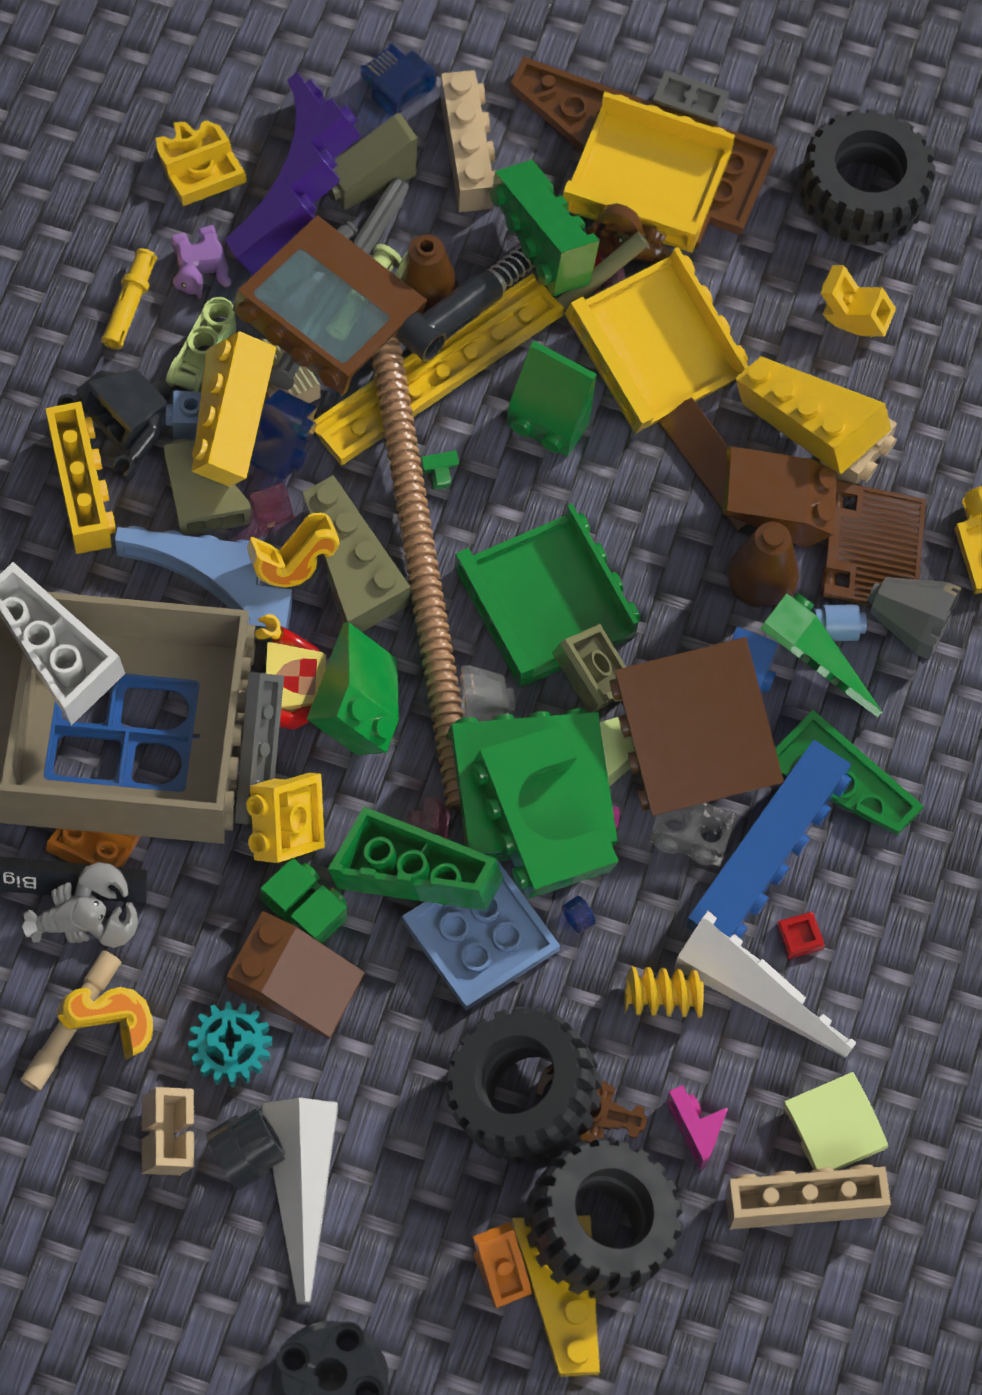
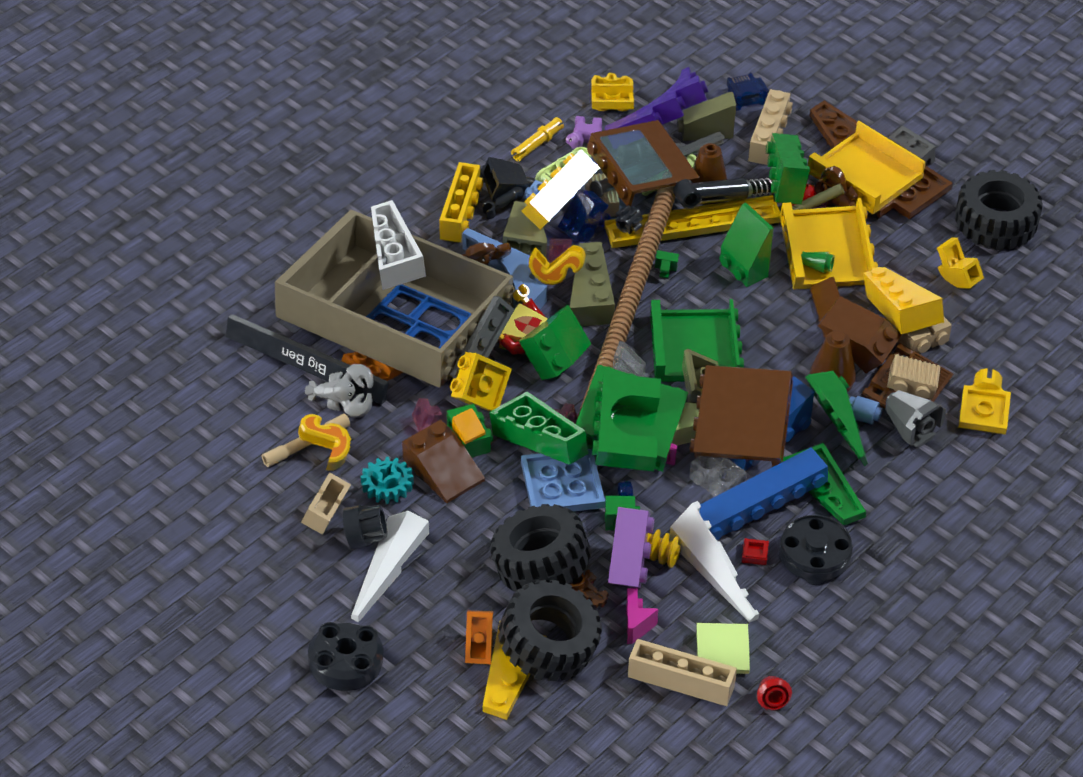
camera: 30 degrees right, 20 degrees down
(173, 582) = (486, 252): none -> reddish brown animal
(225, 901) = (425, 414): none -> clear pink tile
(311, 909) = (467, 426): none -> light orange slope
(353, 415) = (628, 219): none -> black gear
(590, 955) = (611, 508): none -> green brick
(651, 1032) = (630, 547): none -> medium lavender brick
(658, 377) = (818, 260): none -> green cone
(884, 899) = (816, 548): none -> black piece
(885, 540) = (913, 376): none -> tan brick
(939, 1171) = (774, 693): none -> red cone

